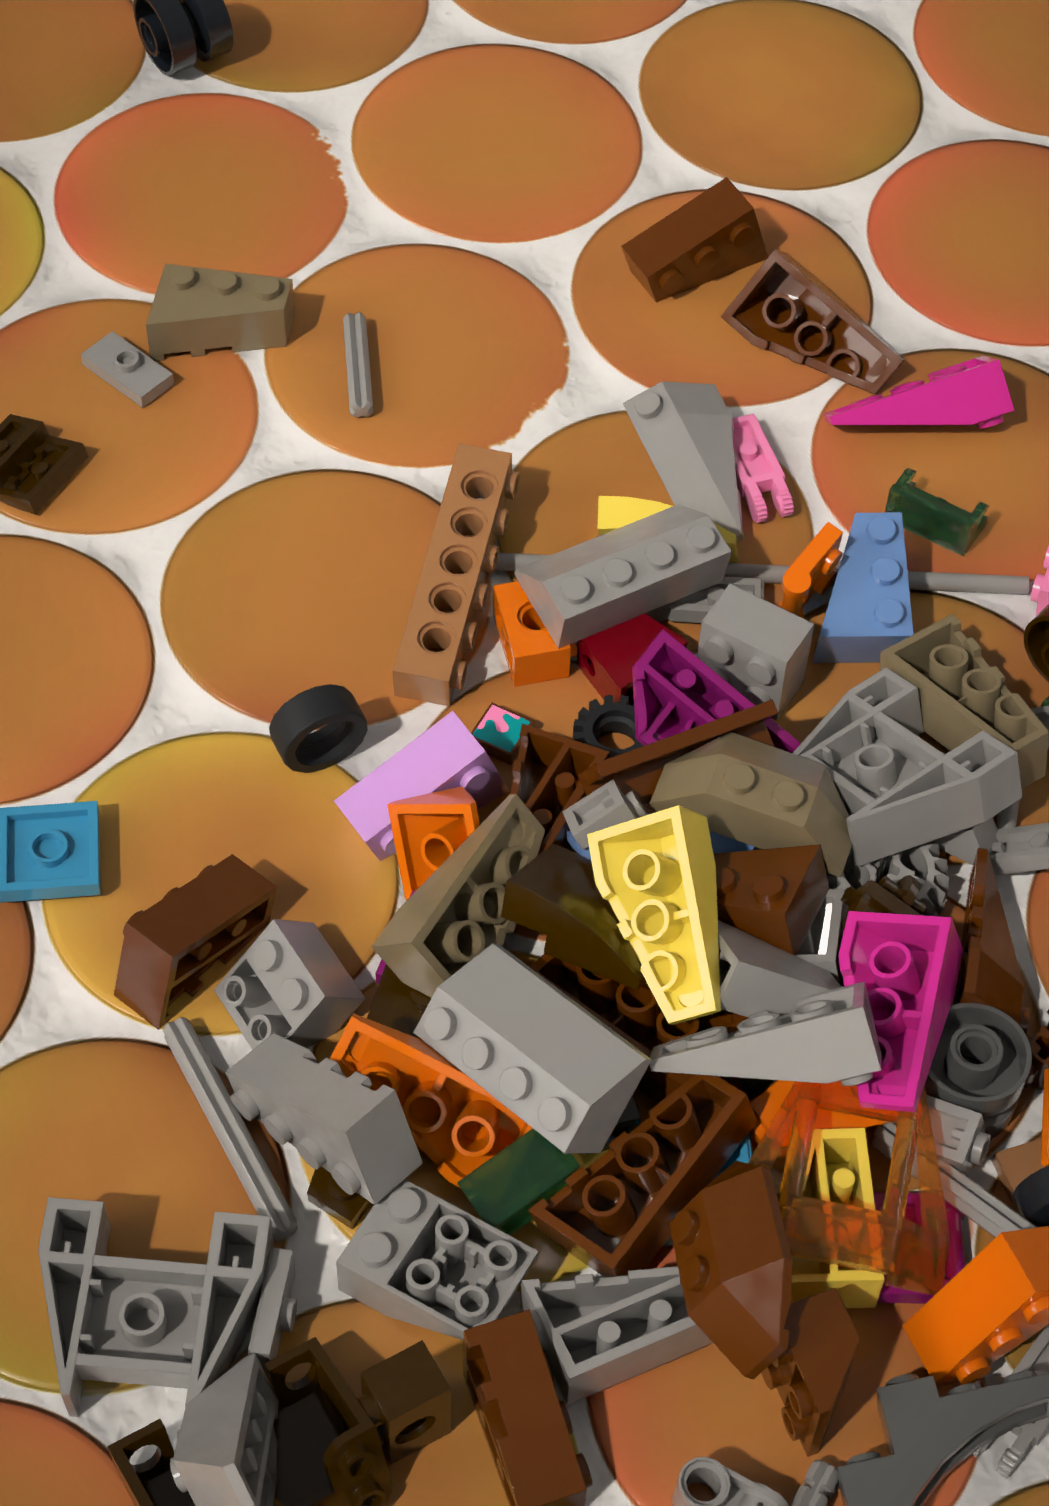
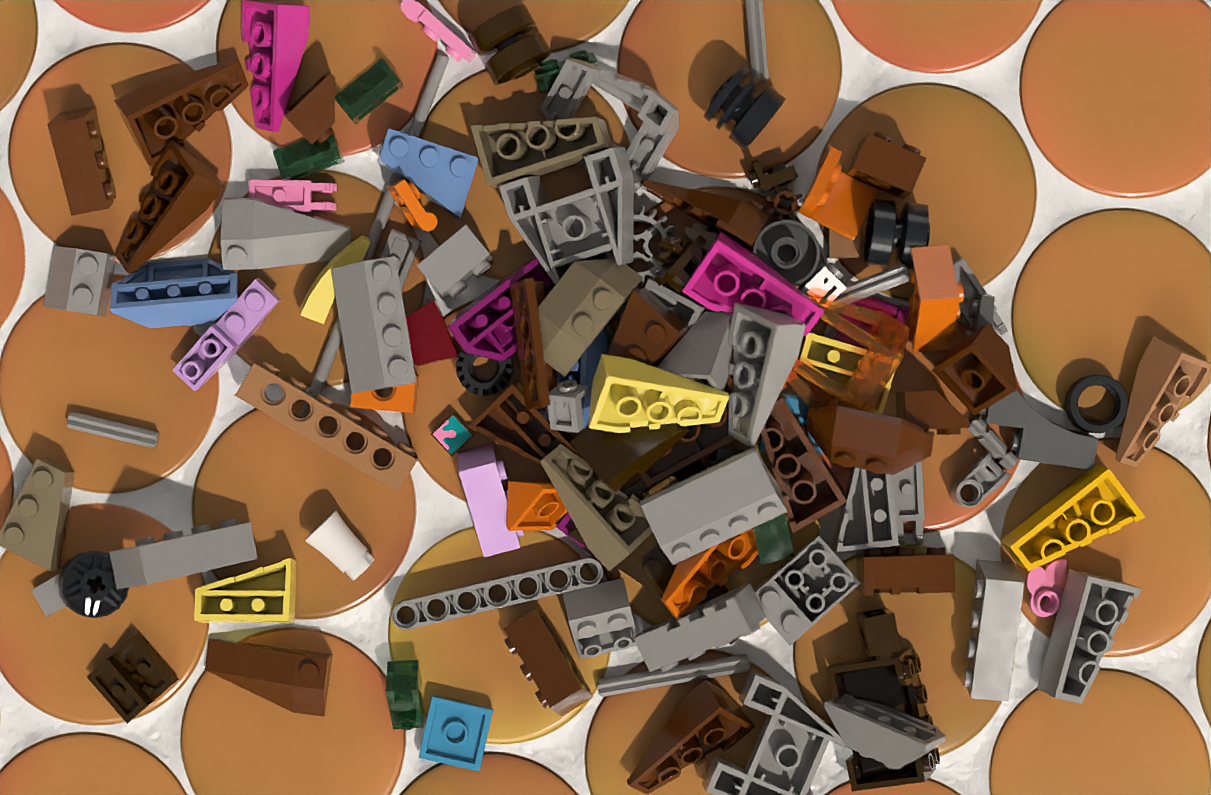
camera: 75 degrees left, 35 degrees up
(75, 620) = (280, 675): none -> reddish brown wedge
(92, 765) = (405, 694): none -> clear green slope
(136, 392) = (75, 591): none -> black wheel
(152, 1182) = (696, 728): none -> reddish brown wedge
(179, 551) = (253, 597): none -> light yellow wedge
(220, 446) = (183, 555): none -> light grey wedge
(275, 1308) = (797, 682): light grey plate -> none
(278, 825) = (485, 602): none -> light grey beam
(289, 633) = (340, 546): none -> white plant
(307, 712) = (426, 550): black tyre -> none
(536, 447) = (227, 335): none -> lavender slope
(541, 291) = (80, 281): none -> light grey slope
(561, 368) = (175, 293): none -> medium blue wedge
(652, 1398) = (909, 501): none -> light grey hinge
(699, 352) = (178, 196): none -> reddish brown wedge
(813, 474) = (307, 158): none -> clear green hinge
(887, 441) = (315, 110): none -> reddish brown slope
(927, 1394) = (979, 370): none -> reddish brown slope

